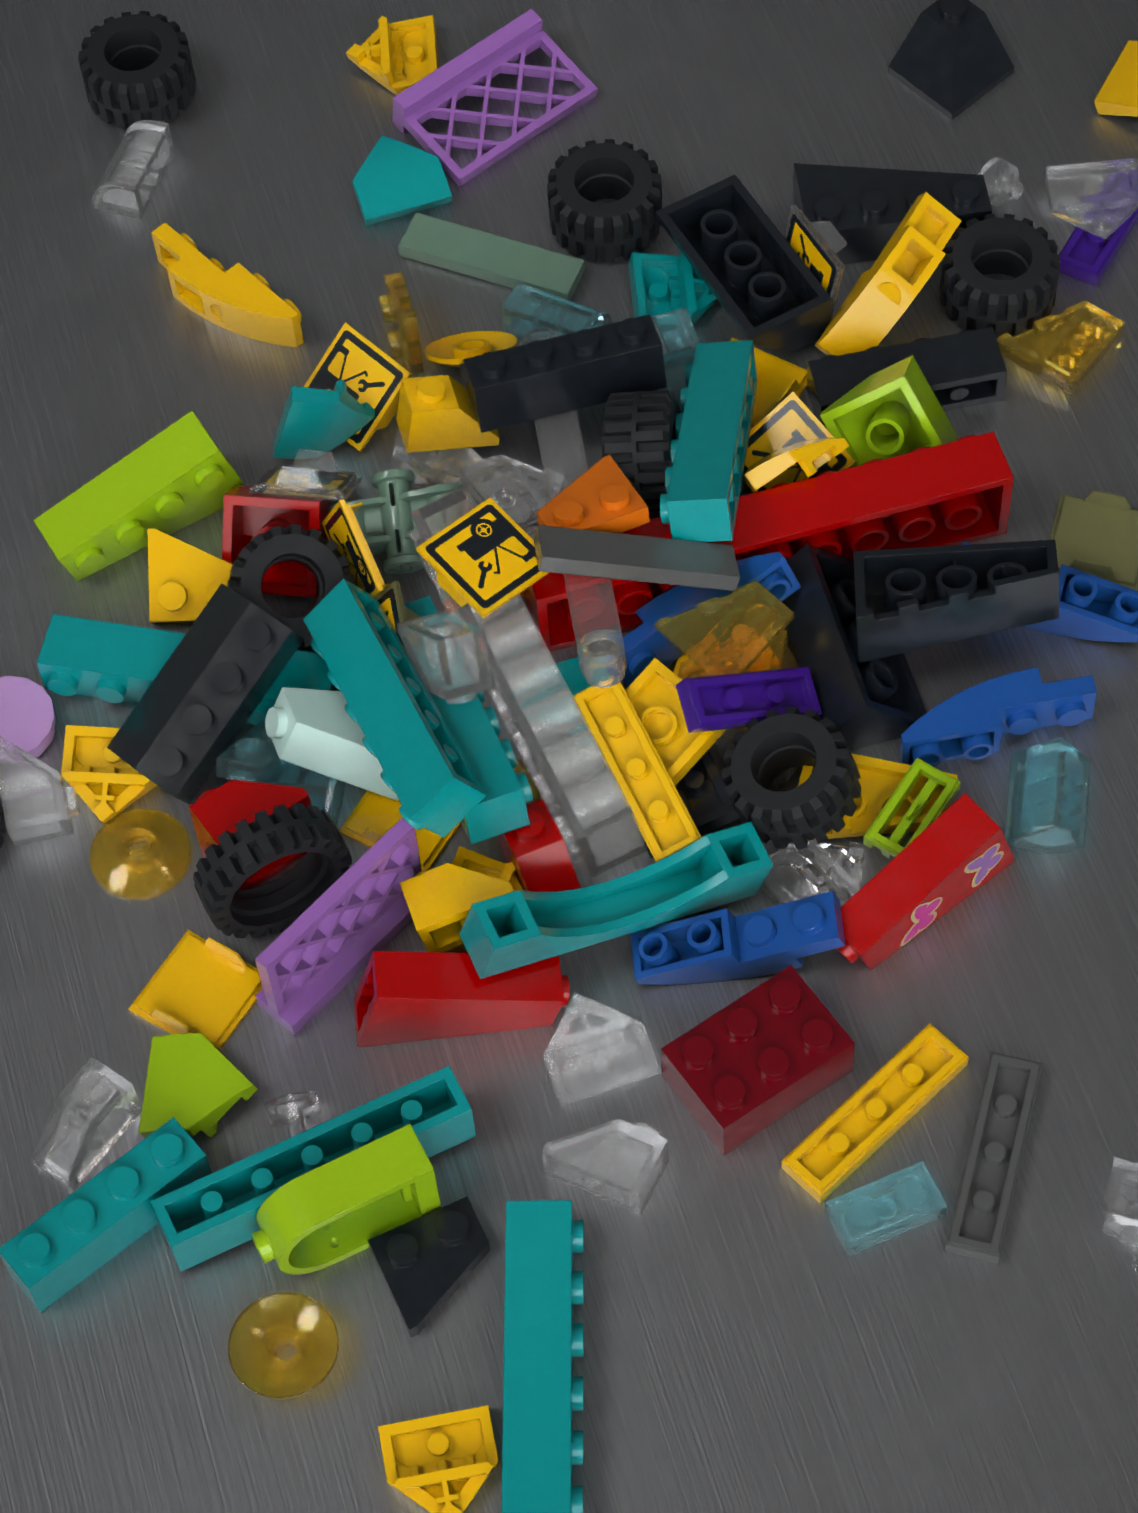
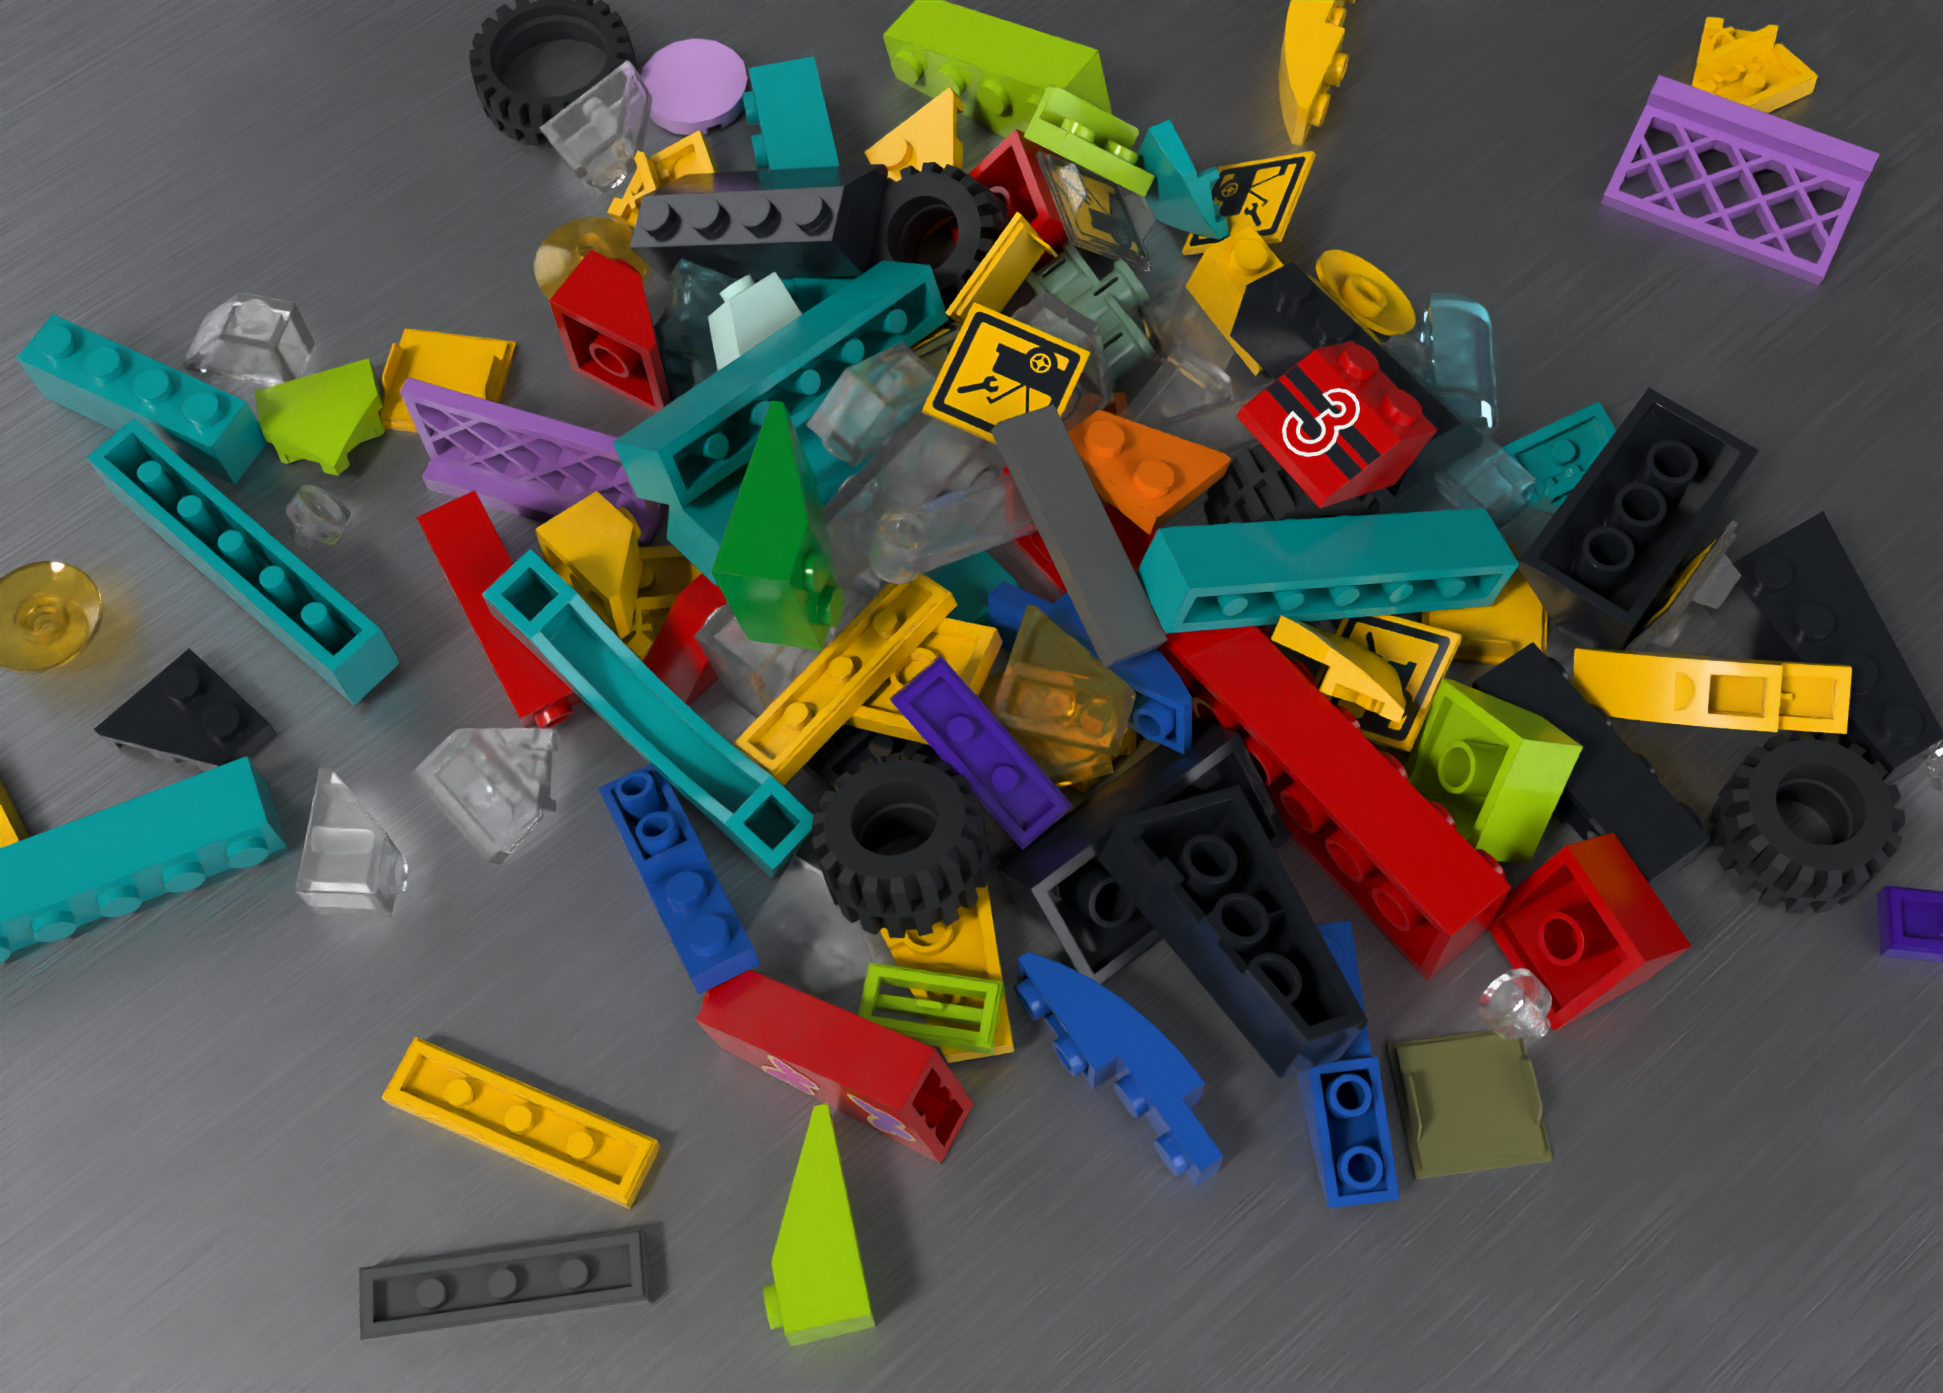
camera: 65 degrees right, 5 degrees up
(253, 455) = (1088, 138): none -> lime bracket
(262, 843) = (560, 359): black tyre -> none
(346, 1203) = (204, 609): lime window -> none
(396, 308) = (1363, 209): clear yellow wing -> none
(399, 182) = (1560, 138): teal slope -> none
(490, 256) = (1514, 272): sand green tile -> none
(558, 726) = (777, 545): none -> green slope
(597, 174) = (1658, 304): black tyre -> none
(627, 374) = (1338, 424): none -> red slope
(757, 1059) = (528, 957): dark red brick -> none
(885, 1208) = (394, 1181): clear light blue plate -> none
(1029, 417) = (1587, 927): none -> red slope
(1048, 798) = (1034, 1171): clear light blue brick -> none
(1050, 484) = (1516, 1005): none -> clear tile
(1051, 941) = (817, 1253): none -> lime slope
(1064, 345) = (1753, 946): clear yellow wing -> none

